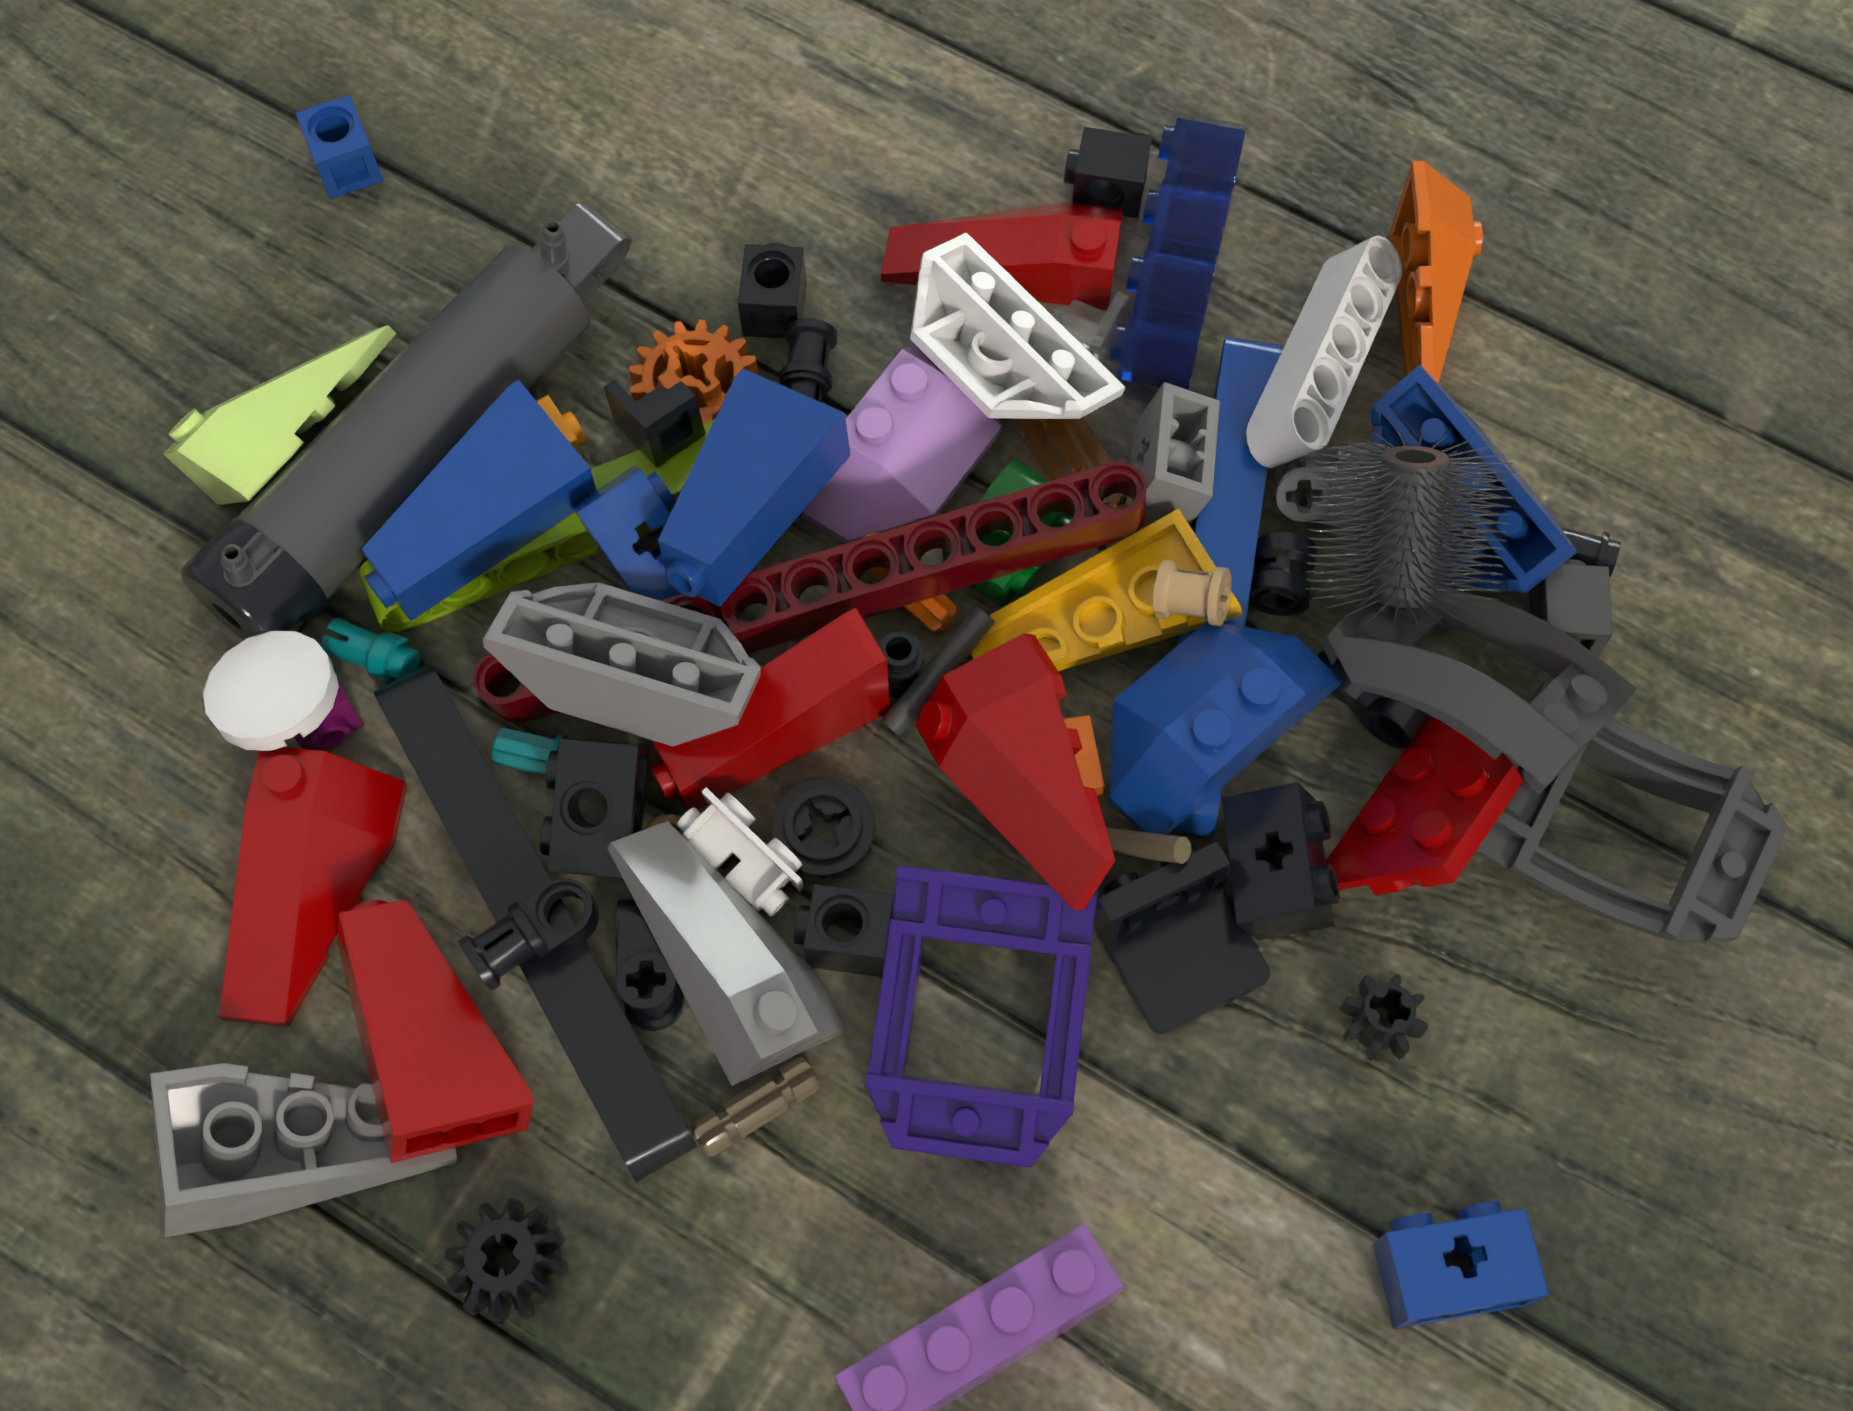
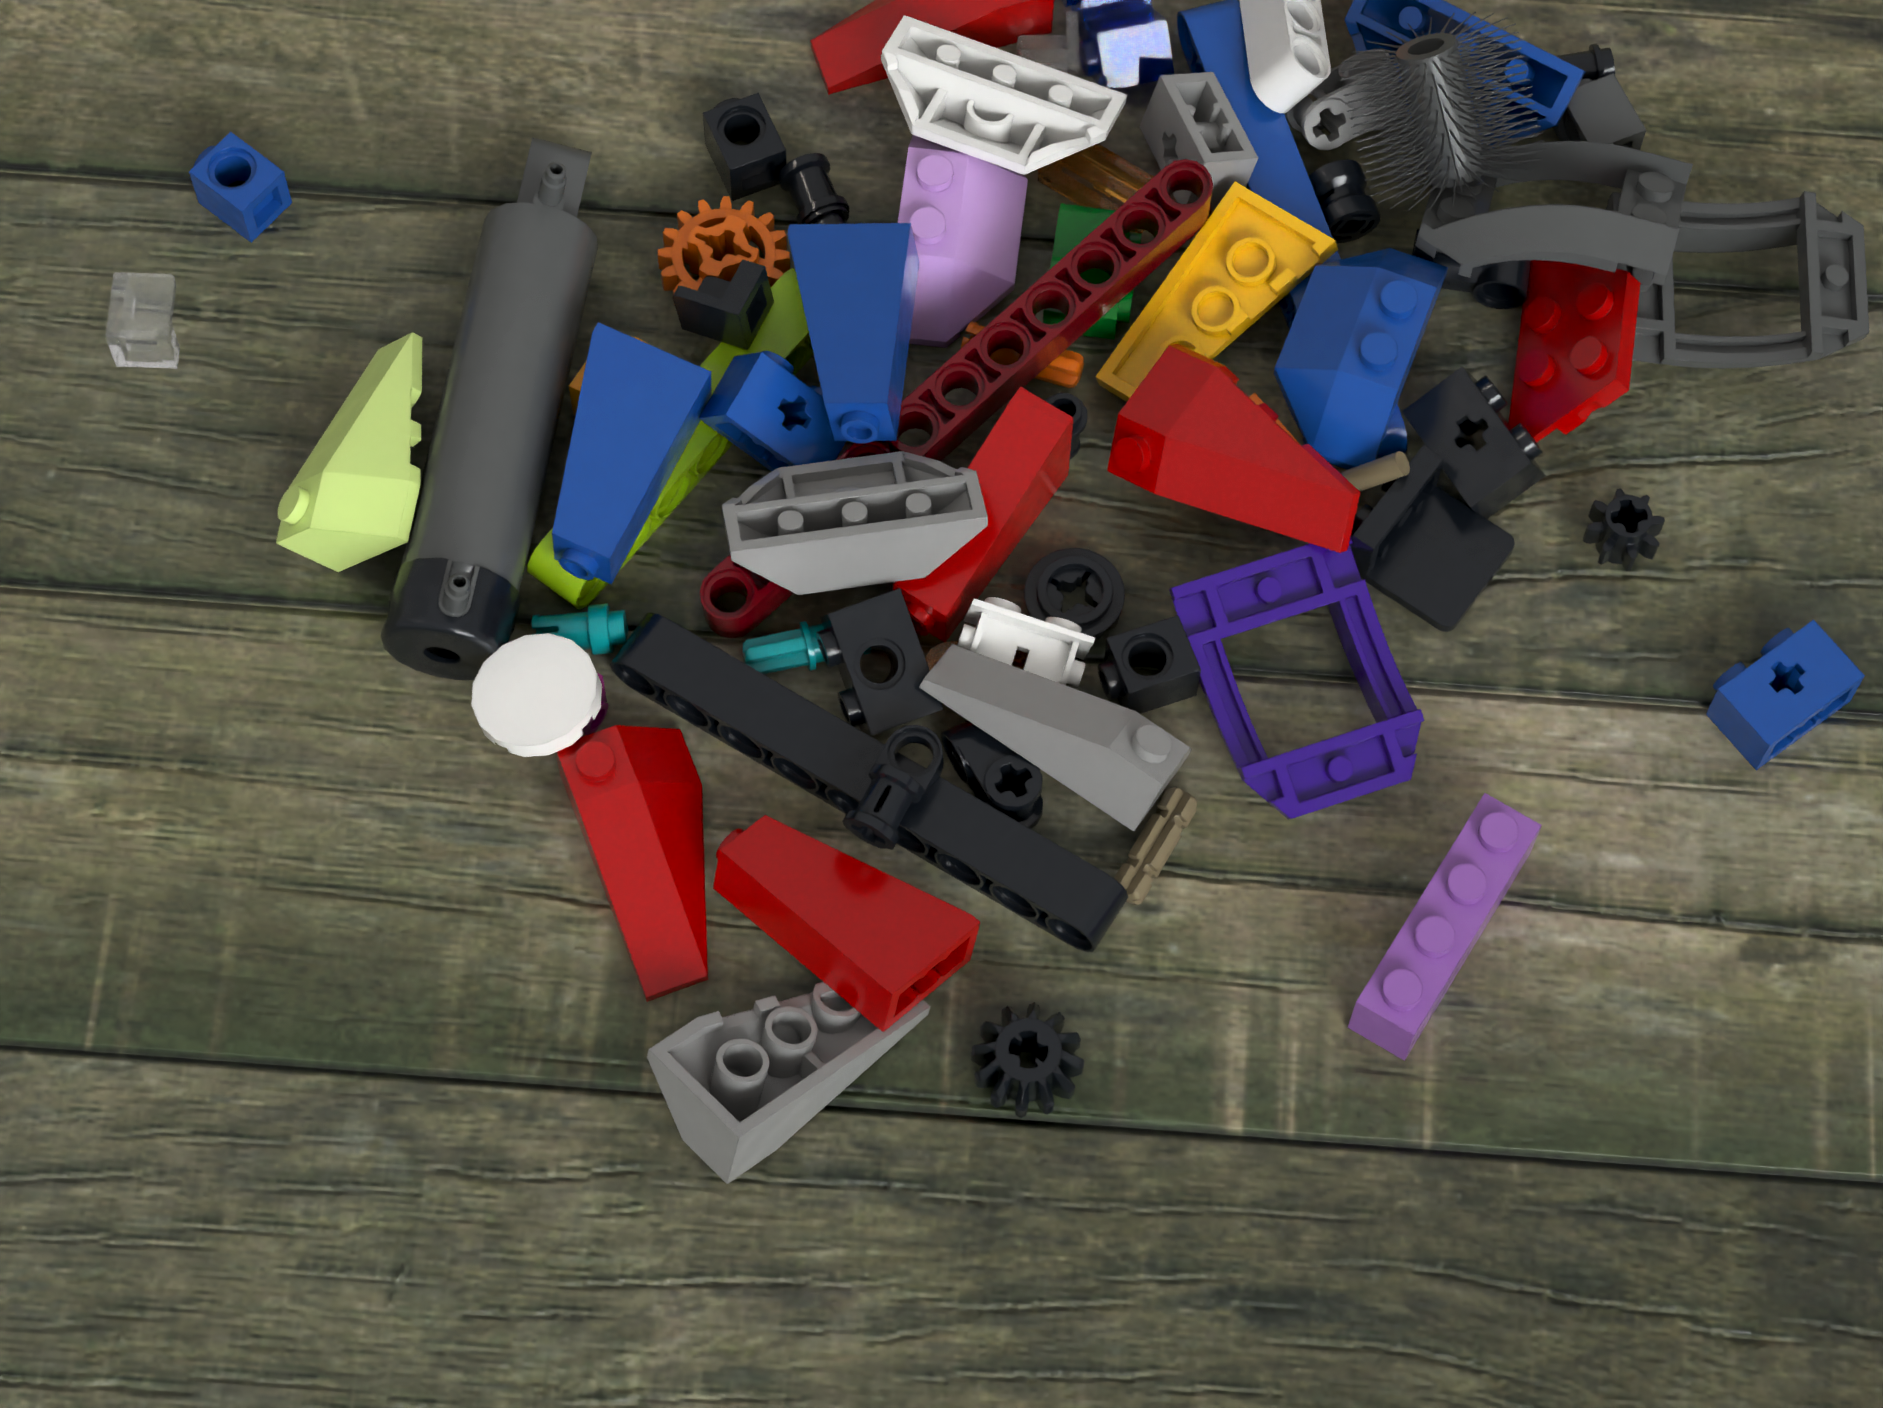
camera: 30 degrees left, 0 degrees up
(182, 216) = (141, 321): none -> clear panel
(944, 661) = (1099, 415): dark grey piece -> none
(1192, 593) = (1293, 247): tan bush -> none

